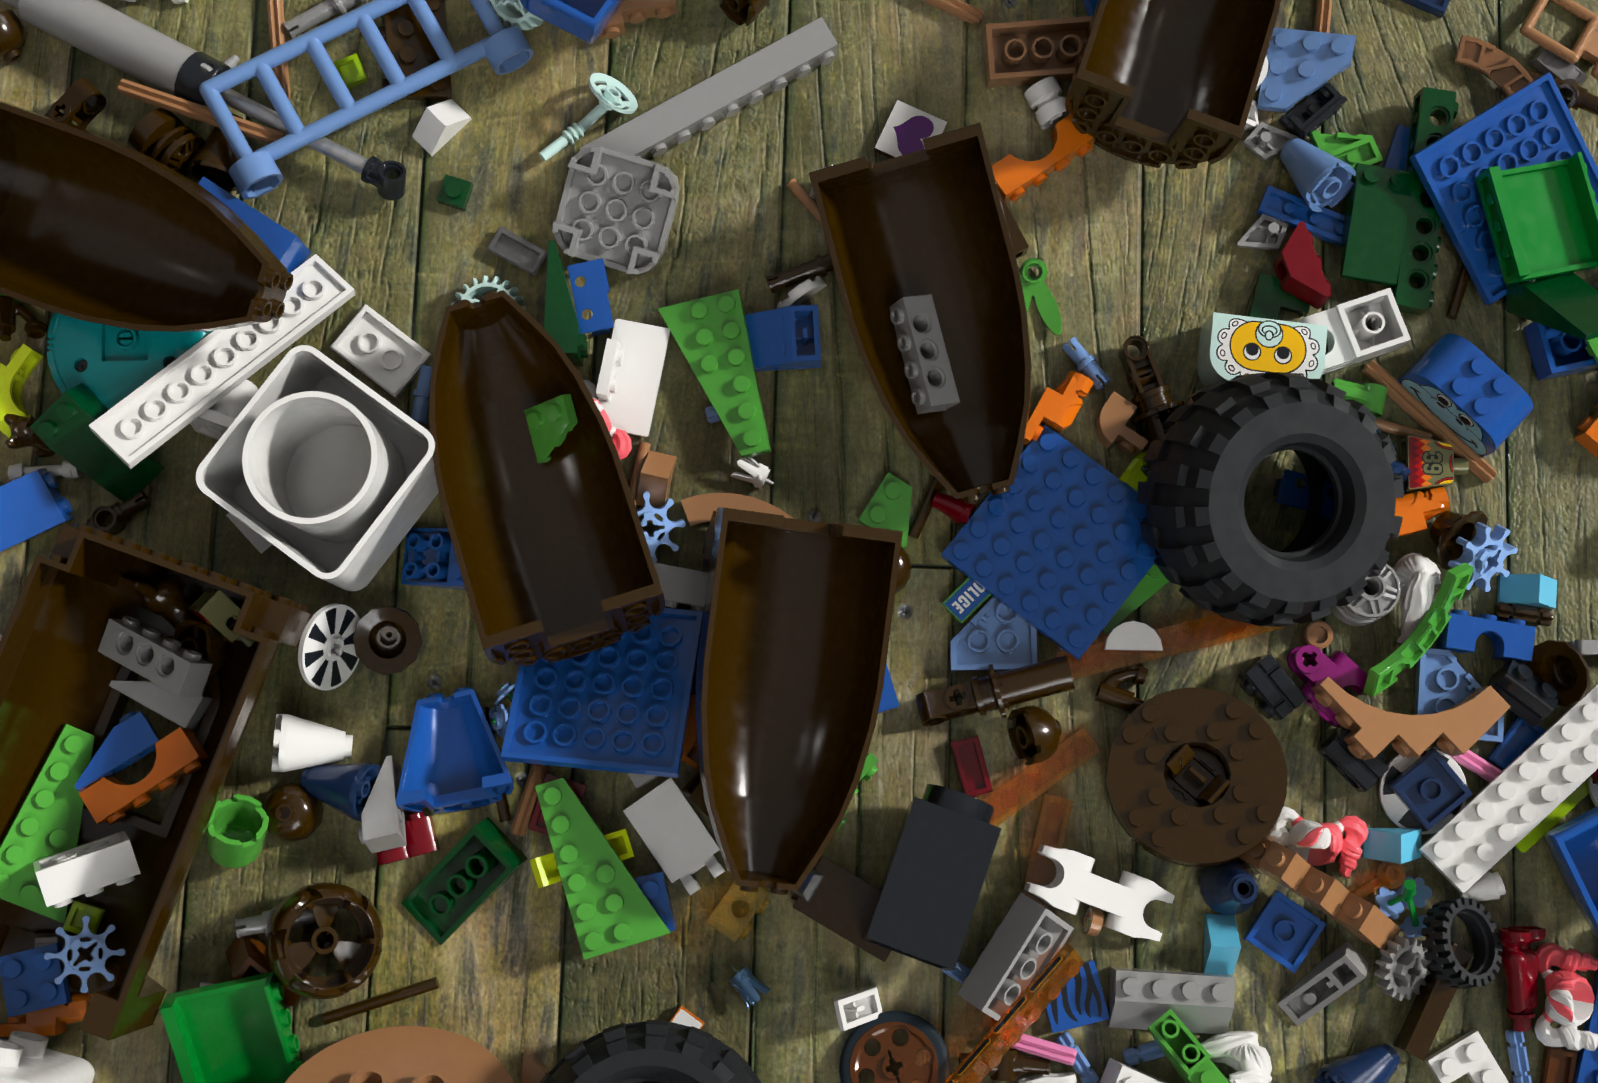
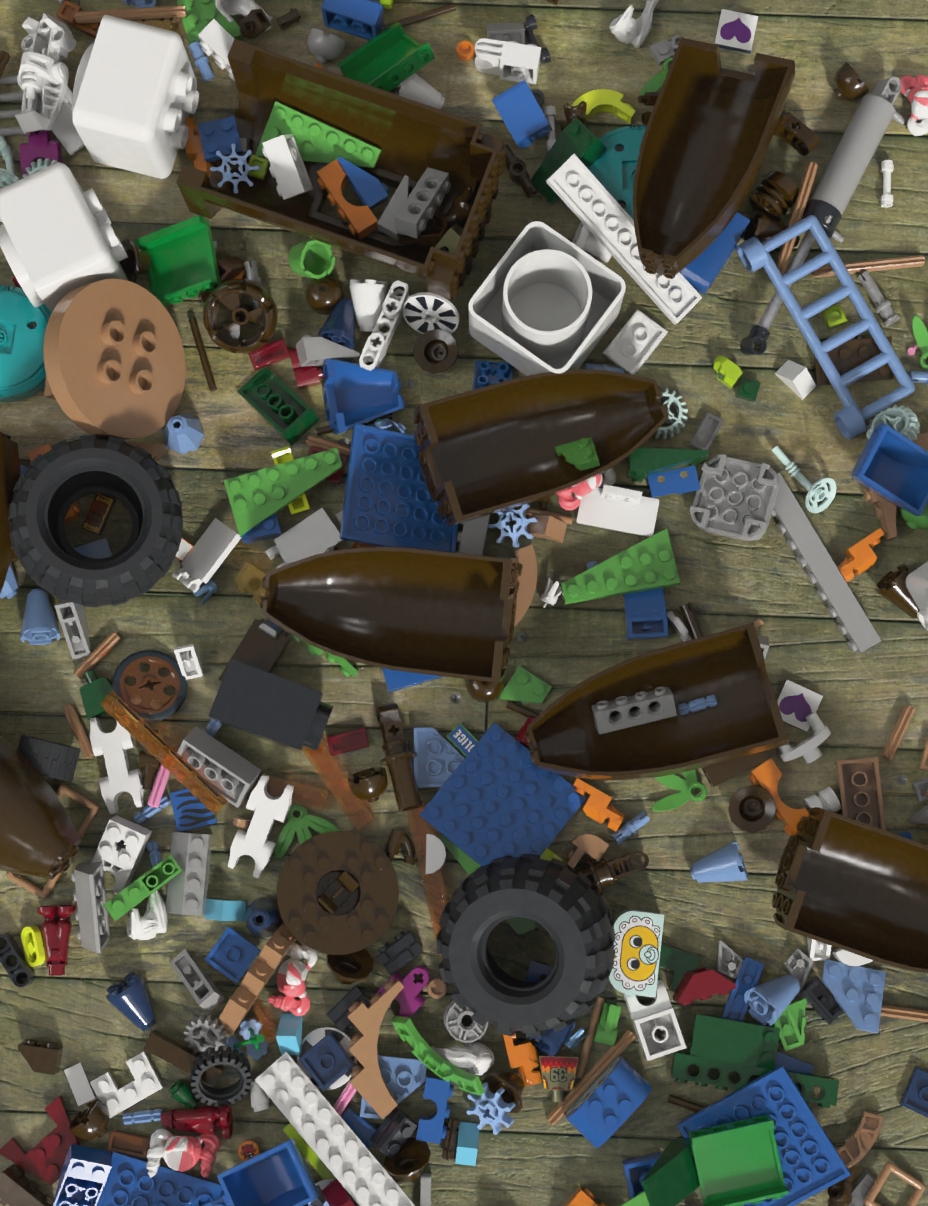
camera: 95 degrees right, 0 degrees up
(312, 705) = (391, 315): none -> white piece
(384, 895) = (269, 354): none -> dark red tile
(428, 220) = (726, 371): none -> lime rock
(512, 1019) = (183, 433): none -> medium blue cone
(696, 984) = (207, 555): none -> white tile
(698, 43) = (860, 556): none -> orange plate
(913, 267) = (697, 705): none -> medium blue axle
(960, 111) = (808, 747): none -> white connector
(1067, 195) = (752, 817): none -> dark brown hat
(1096, 833) = (301, 826): none -> bright green plant
(1137, 240) = (721, 866): none -> medium blue cone
(1301, 754) = (350, 966): none -> dark brown hat
(1484, 999) = (183, 1094): none -> dark green cone
(1556, 901) = (248, 1149): none -> tile

